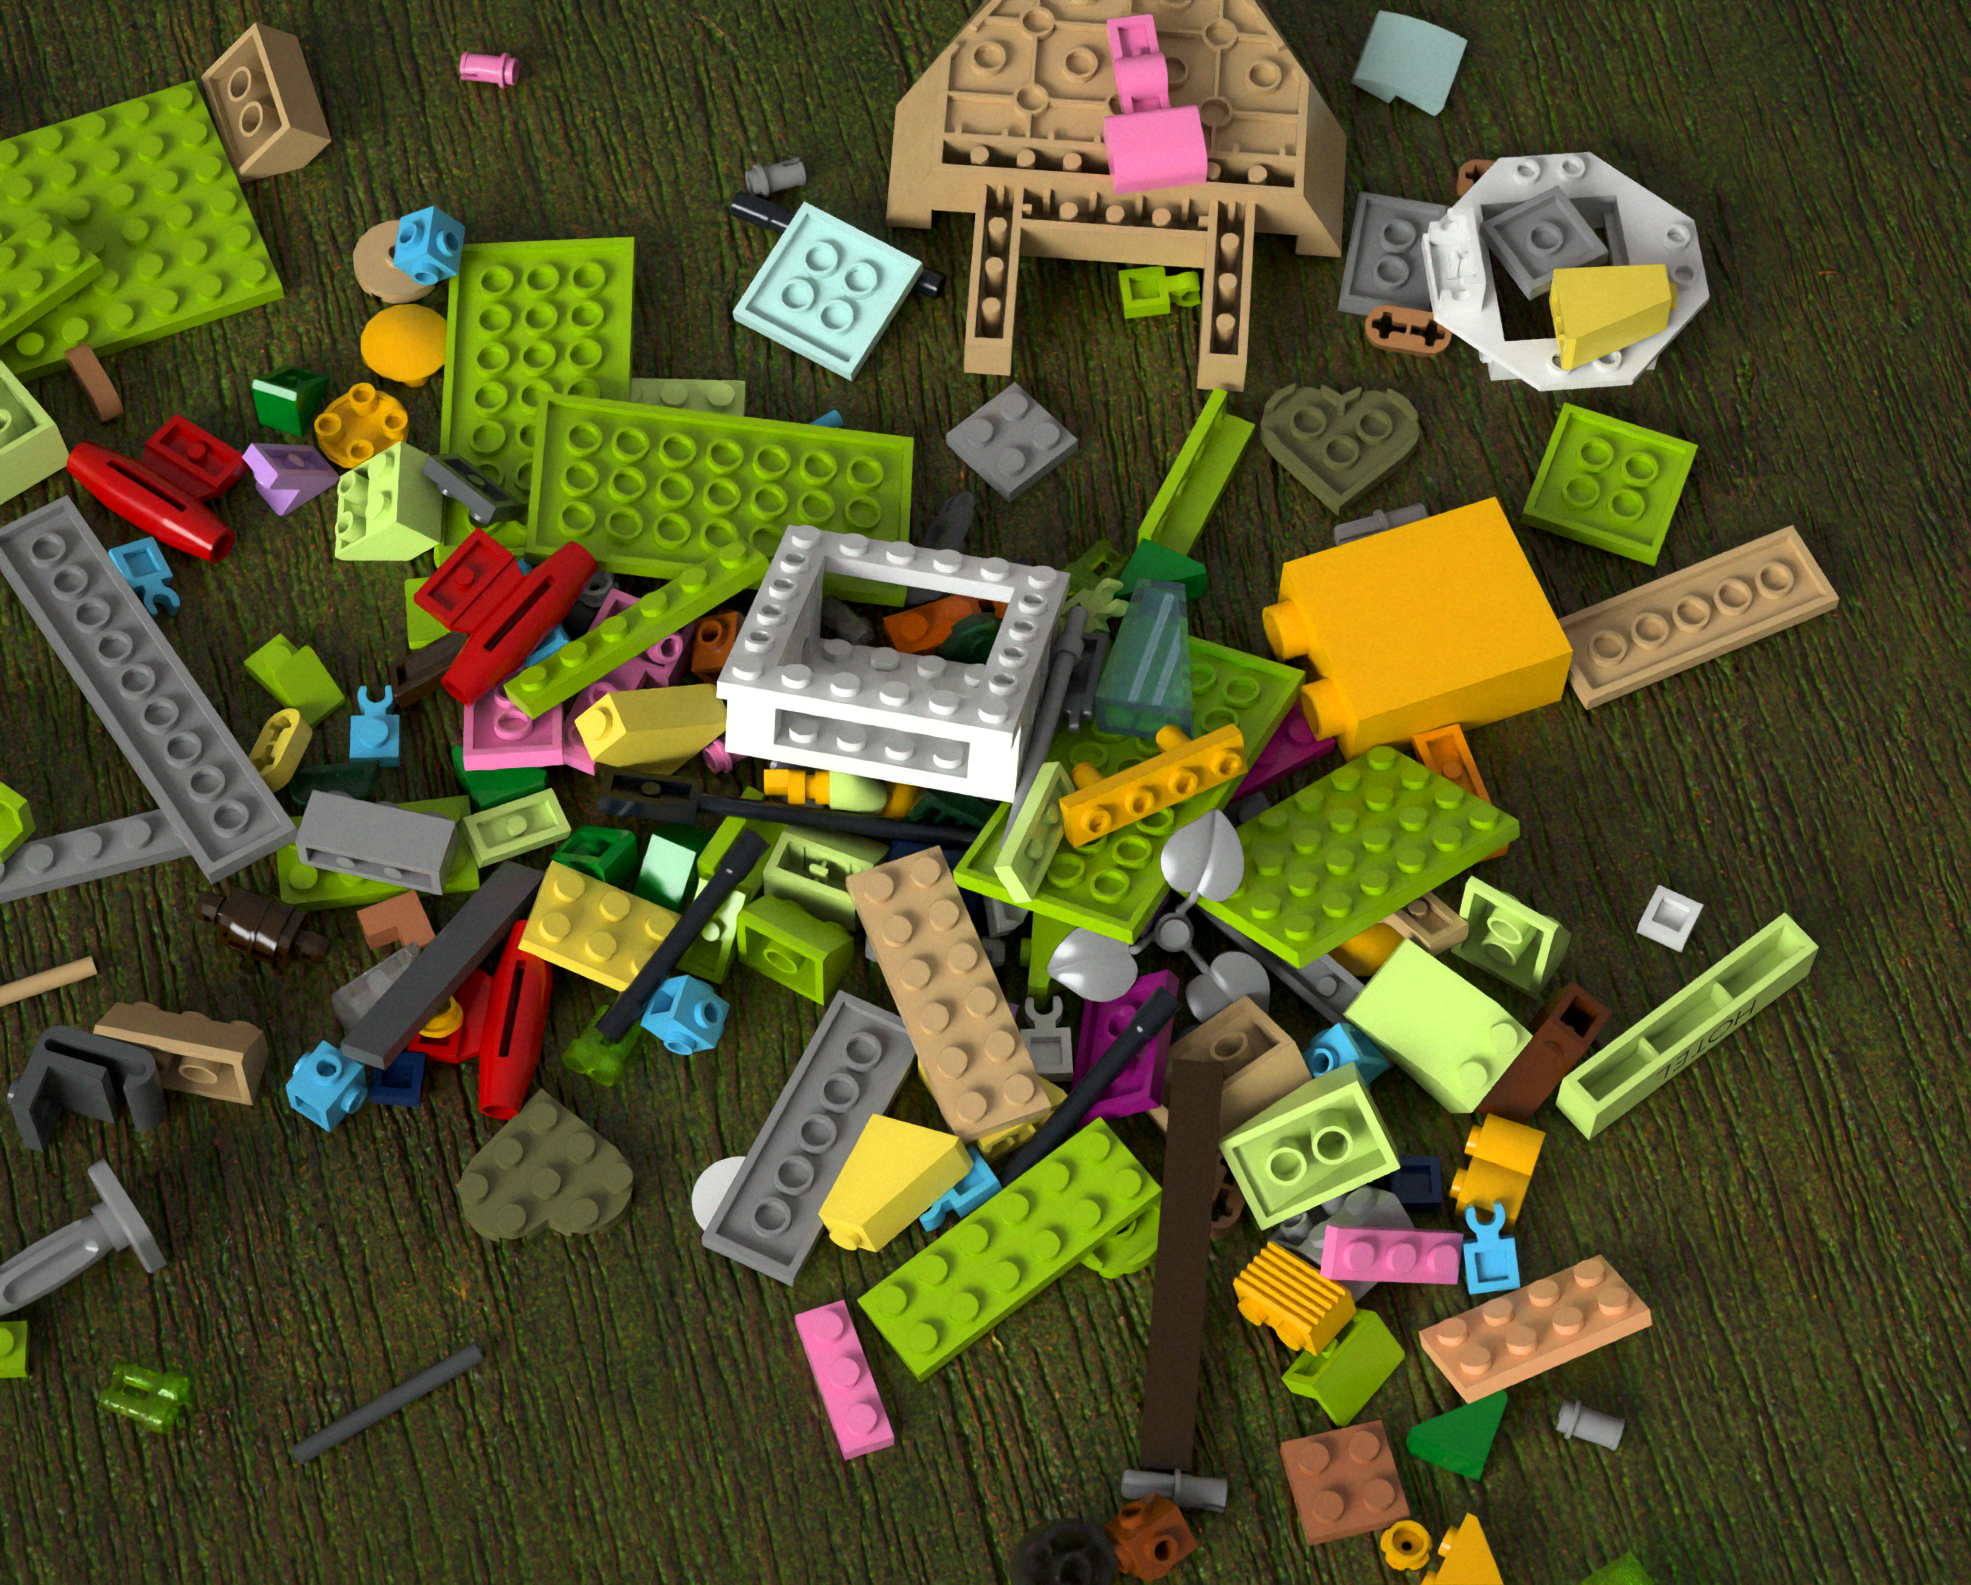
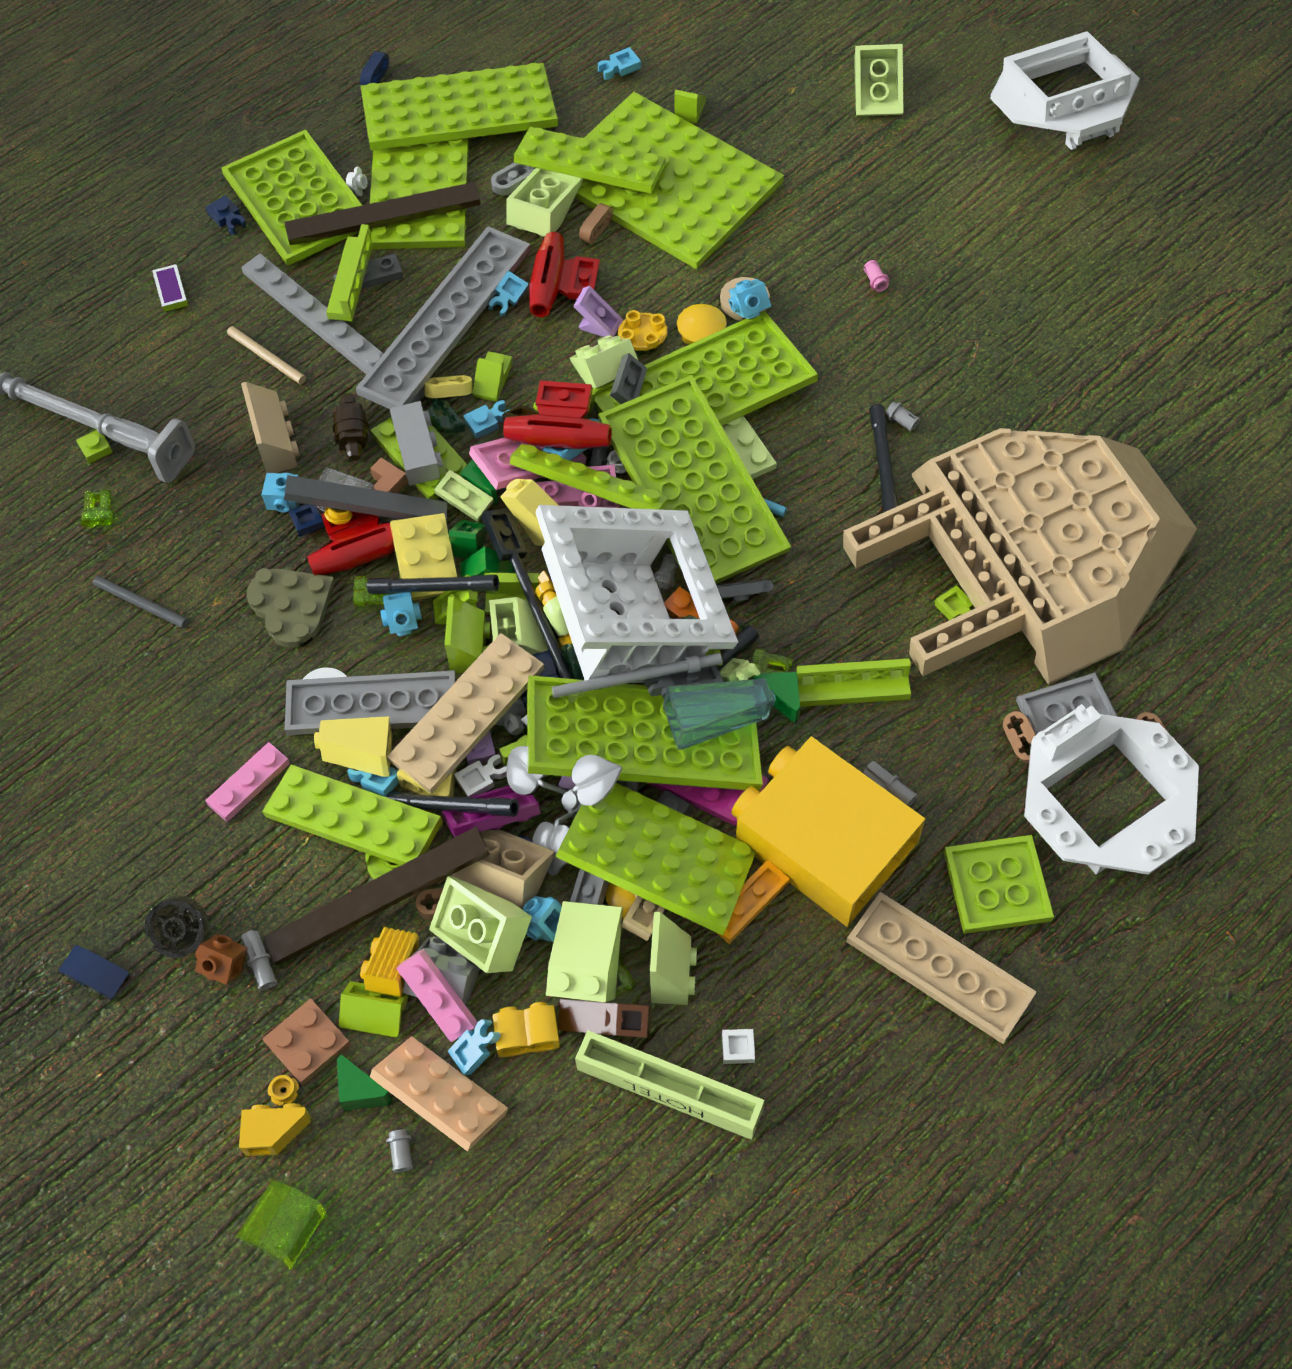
camera: 65 degrees right, 0 degrees up
(84, 1076) = (220, 389): dark grey piece -> none
(265, 105) = (790, 206): tan slope -> none
(288, 398) = (640, 294): green slope -> none
(828, 291) = (849, 468): light aqua plate -> none
(1012, 442) = (823, 592): light grey plate -> none
(1034, 834) = (565, 697): yellowish green plate -> none
(1150, 141) = (1019, 544): bright pink plate -> none
(1153, 785) = (629, 737): yellow plate -> none
(1339, 441) = (930, 738): olive plate -> none
(1409, 61) = (1197, 656): light aqua slope -> none
(1417, 1183) = (497, 991): dark blue plate -> none
(1542, 237) = (1114, 767): light grey plate -> none
(1608, 309) = (1091, 819): light yellow slope -> none

